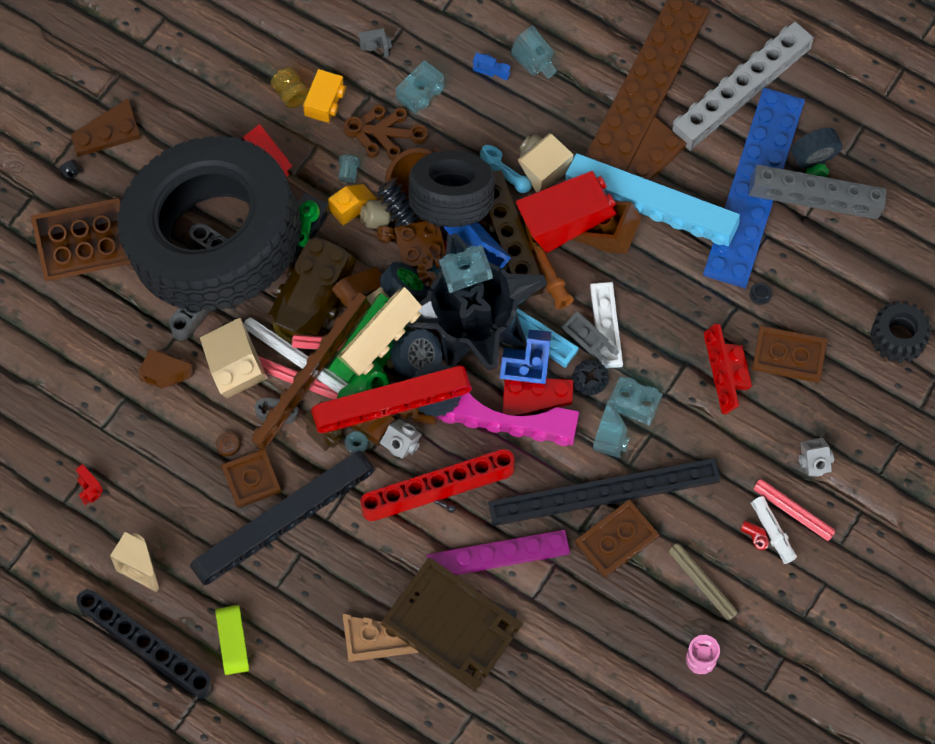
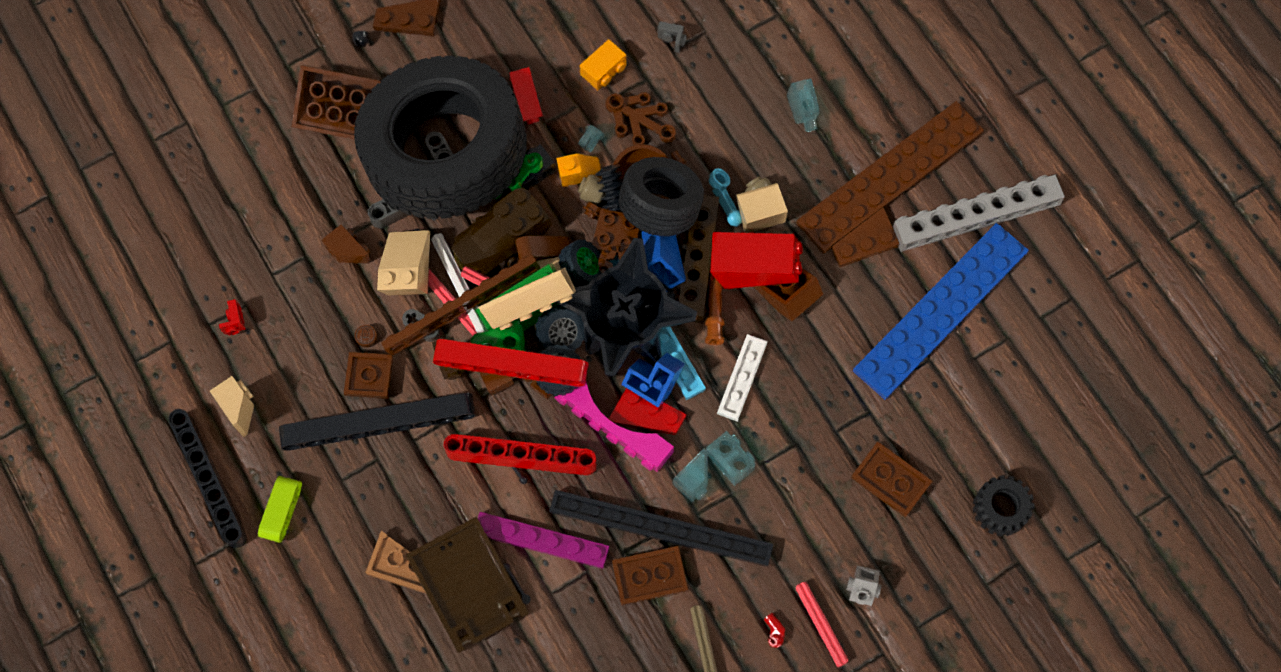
camera: 30 degrees right, 5 degrees up
(290, 89) = (577, 44): clear yellow wheel -> none
(356, 436) = (469, 379): clear light blue plate -> none
(401, 439) = (509, 399): light grey brick -> none
(423, 76) = (696, 83): clear light blue brick -> none
(476, 273) = (640, 282): clear light blue brick -> none
(487, 65) = (759, 98): blue plate -> none
(588, 336) = (719, 382): dark grey hinge -> none
(592, 387) = (713, 420): black gear -> none
(662, 202) = (844, 287): medium azure brick -> none
(728, 368) = (829, 467): red bracket -> none
(760, 293) = (894, 411): black plate -> none
(778, 537) = (793, 642): white pin -> none
(816, 147) = (1013, 300): black wheel -> none
(817, 192) = (993, 342): dark grey brick -> none
(819, 170) = (1000, 320): green arm -> none

